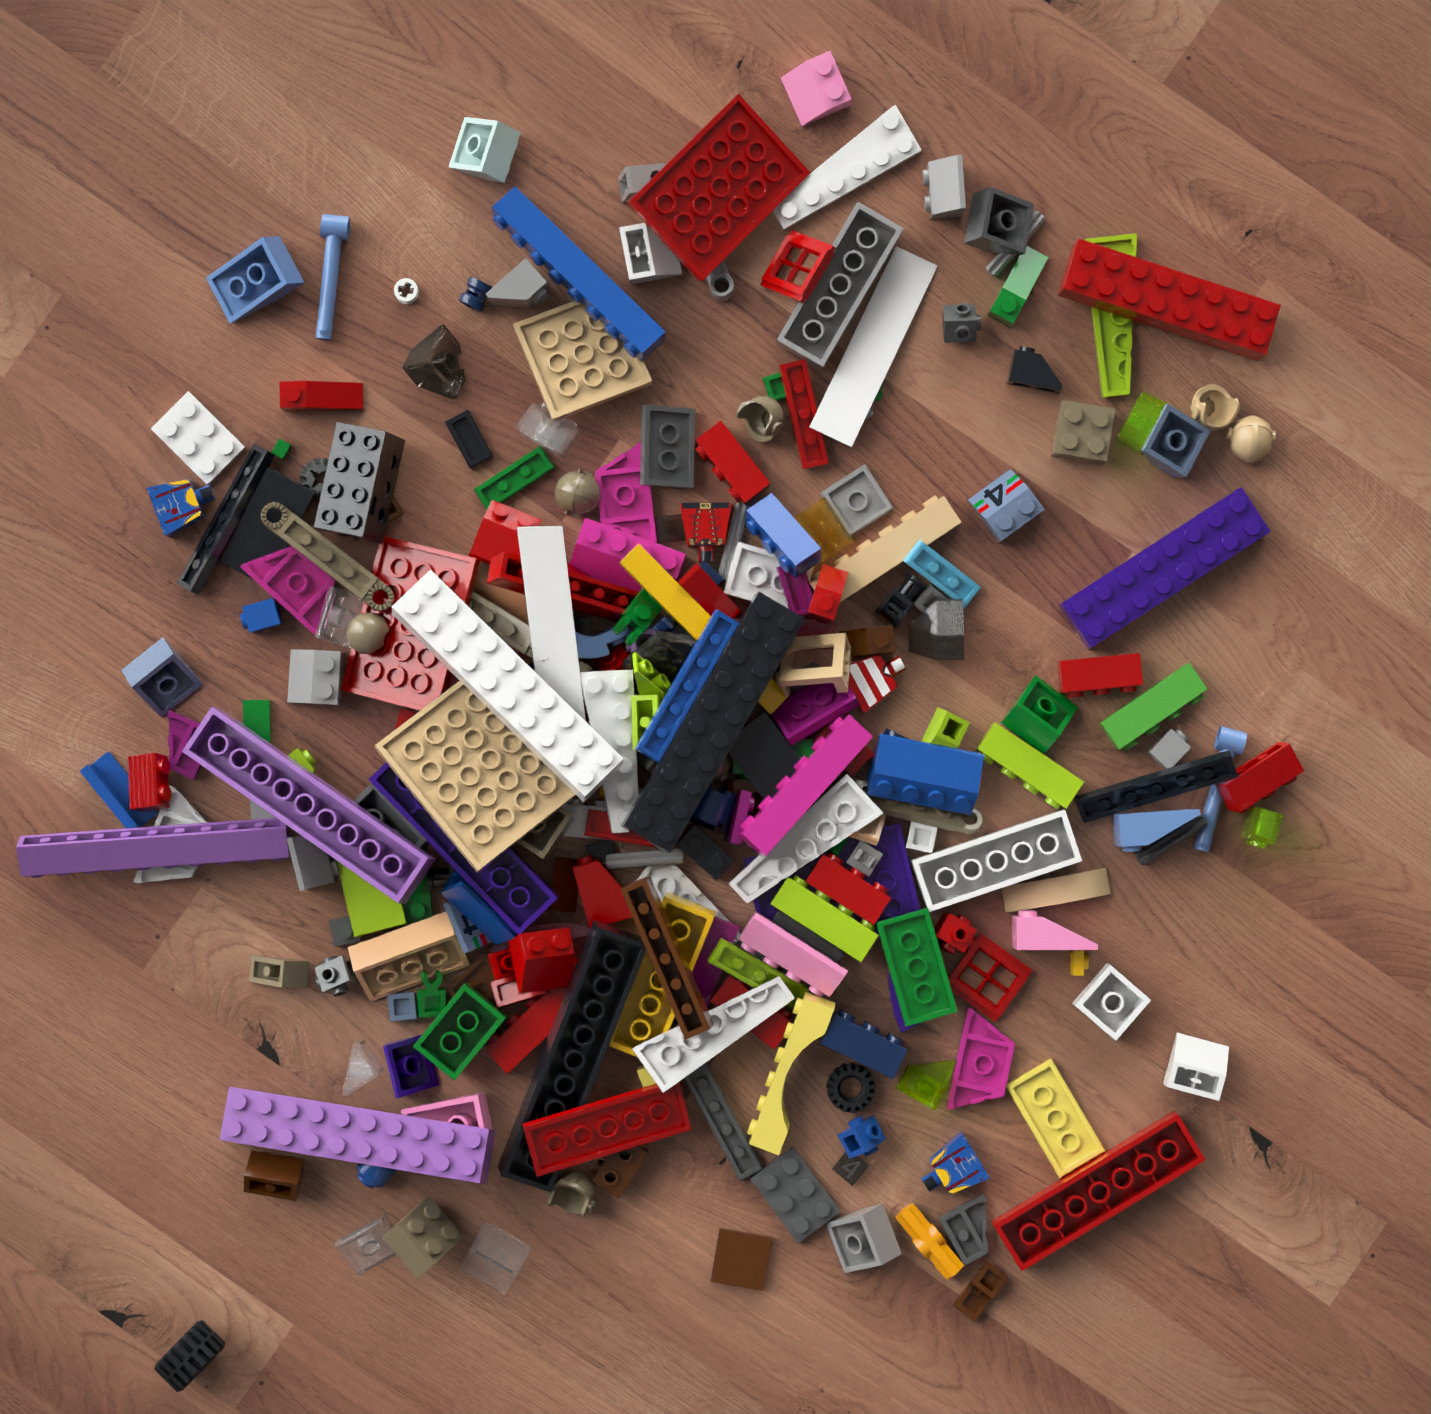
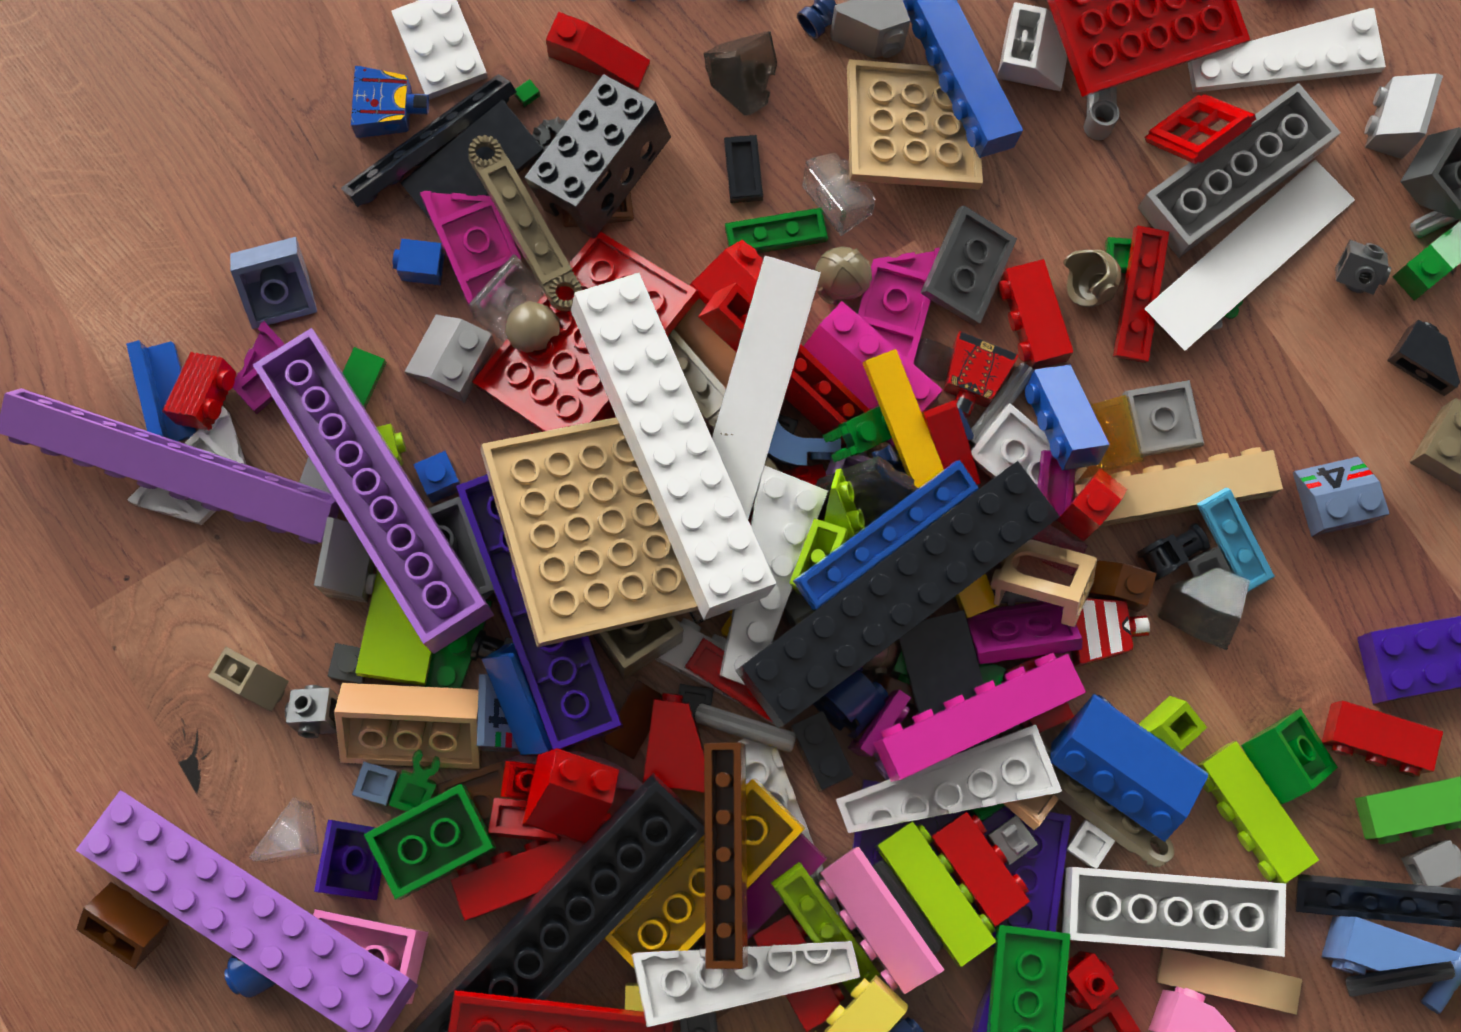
camera: 15 degrees right, 10 degrees down
(348, 771) = (437, 476): none -> blue brick

